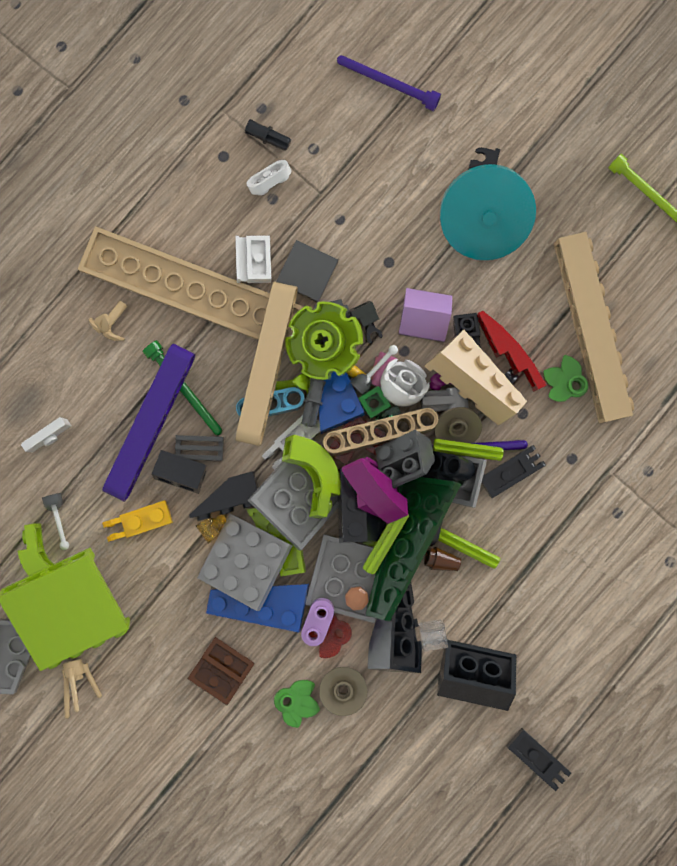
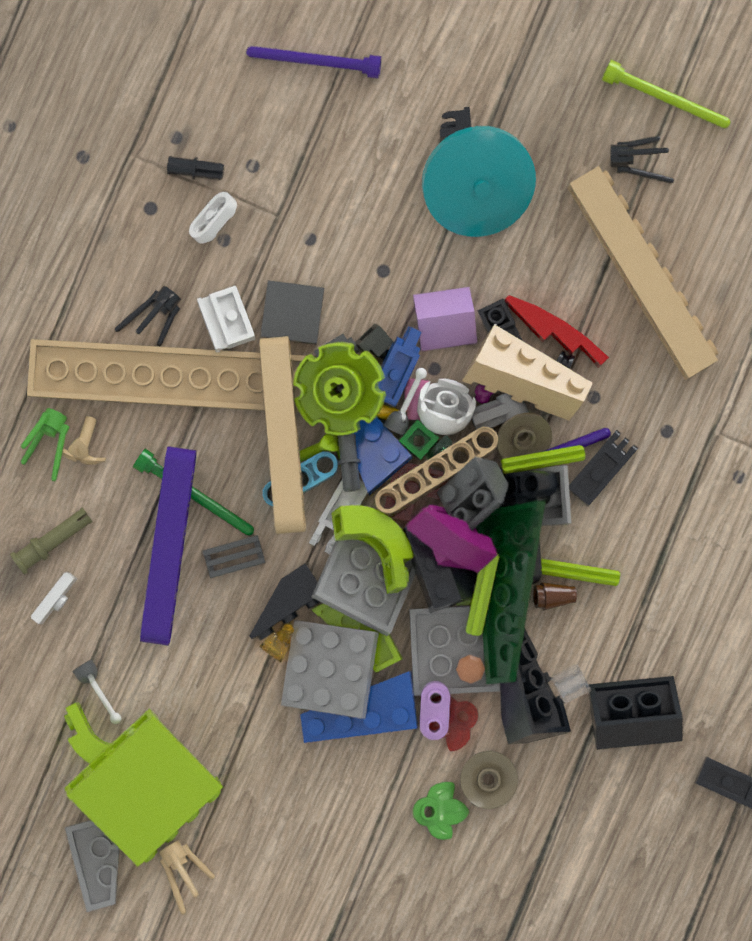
camera: 15 degrees left, 0 degrees up
(49, 392) = (40, 548): none -> olive pin
(88, 297) = (50, 424): none -> bright green plant
(140, 520) = (194, 661): yellow hinge -> none
(179, 471) = (221, 591): black hinge -> none
(208, 230) = (163, 302): none -> black plant
(220, 671) = (342, 803): reddish brown slope -> none
(378, 338) = (399, 365): none -> blue hinge
(562, 379) = (627, 340): bright green plate -> none
(606, 231) = (624, 153): none -> black plant

